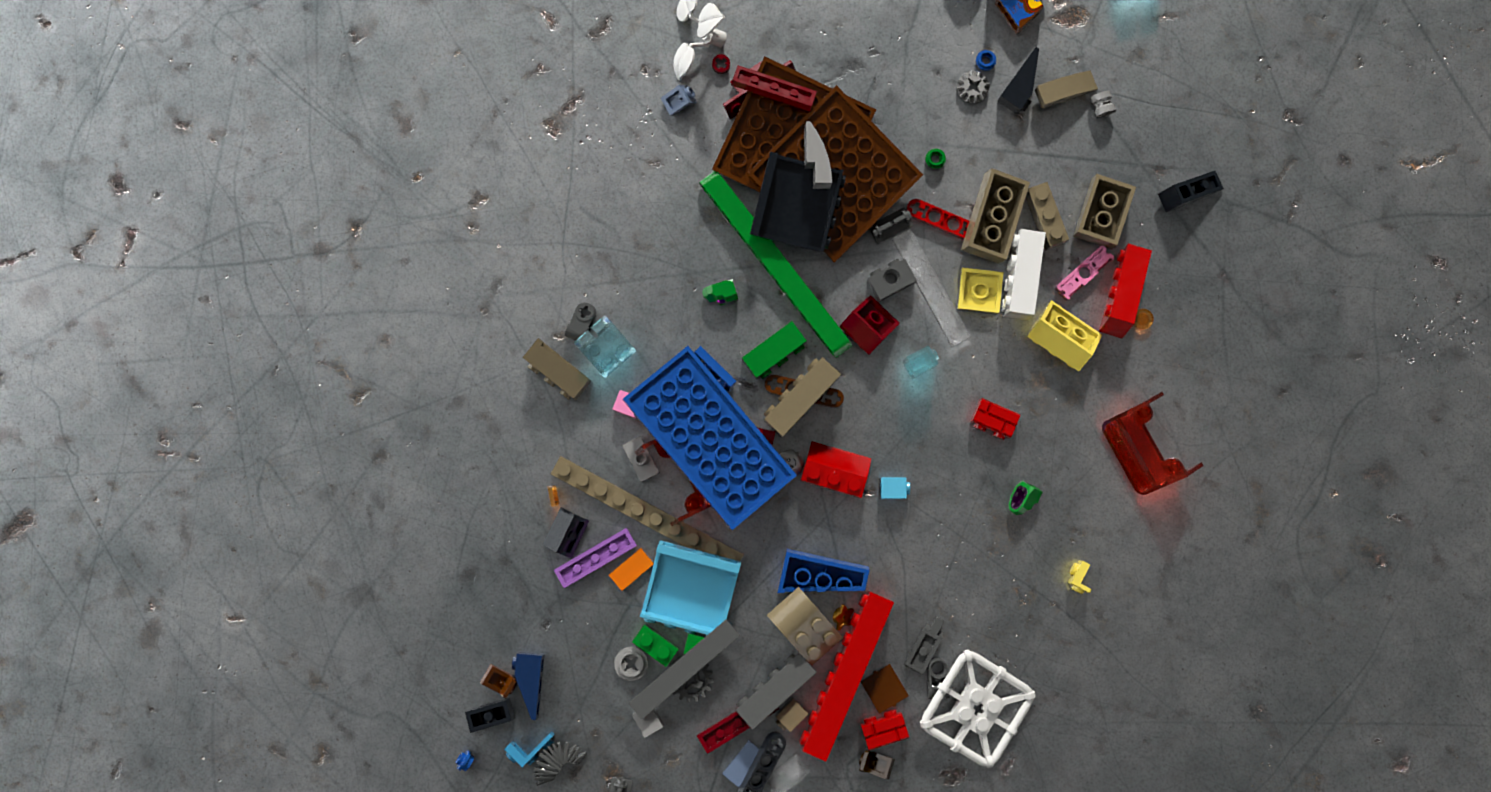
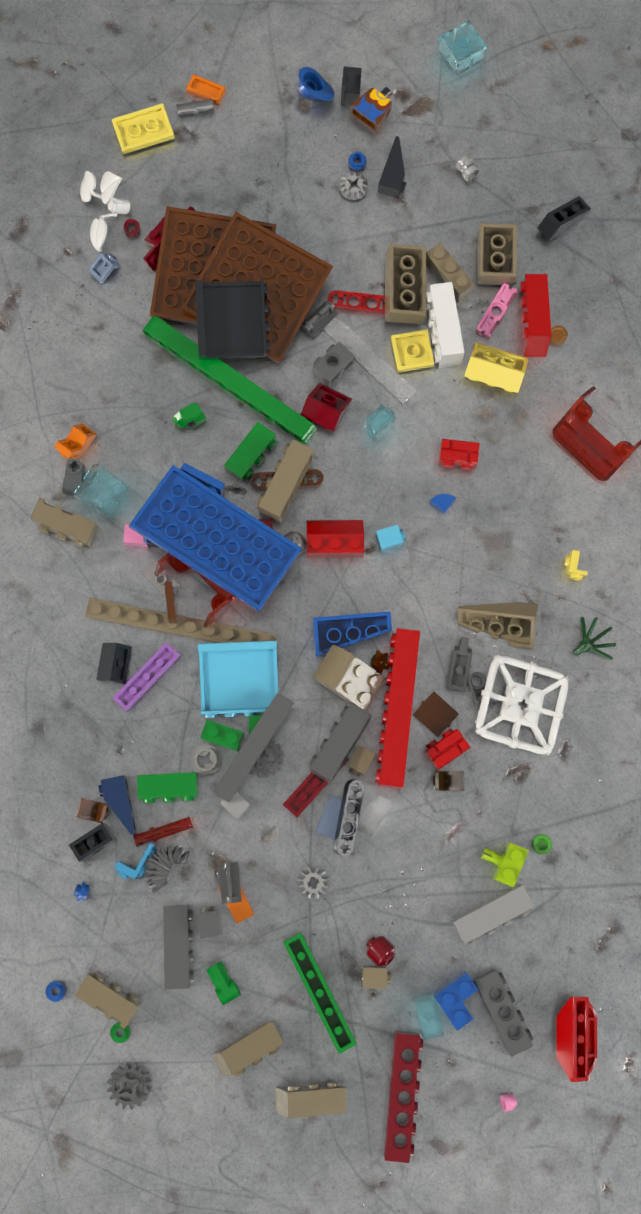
camera: 20 degrees left, 5 degrees down
(553, 495) = (93, 634): clear orange tile -> none
(568, 724) = (142, 838): none -> clear red pin
(583, 680) = (167, 787): none -> green brick
(594, 284) = (77, 442): none -> orange brick
(631, 569) = (181, 677): orange tile -> none
(642, 488) = (170, 602): none -> reddish brown tile
(773, 88) = (182, 229): dark red plate -> none
(816, 158) = (237, 275): light grey slope -> none
(938, 153) = (340, 248): green plate -> none
(962, 464) = (443, 501): none -> blue tile
(991, 614) = (508, 621): none -> dark tan wedge
(1024, 498) = (505, 513): green rock -> none
(1065, 88) = (431, 164): dark tan slope -> none
(1066, 664) = (587, 643): none -> dark green plant

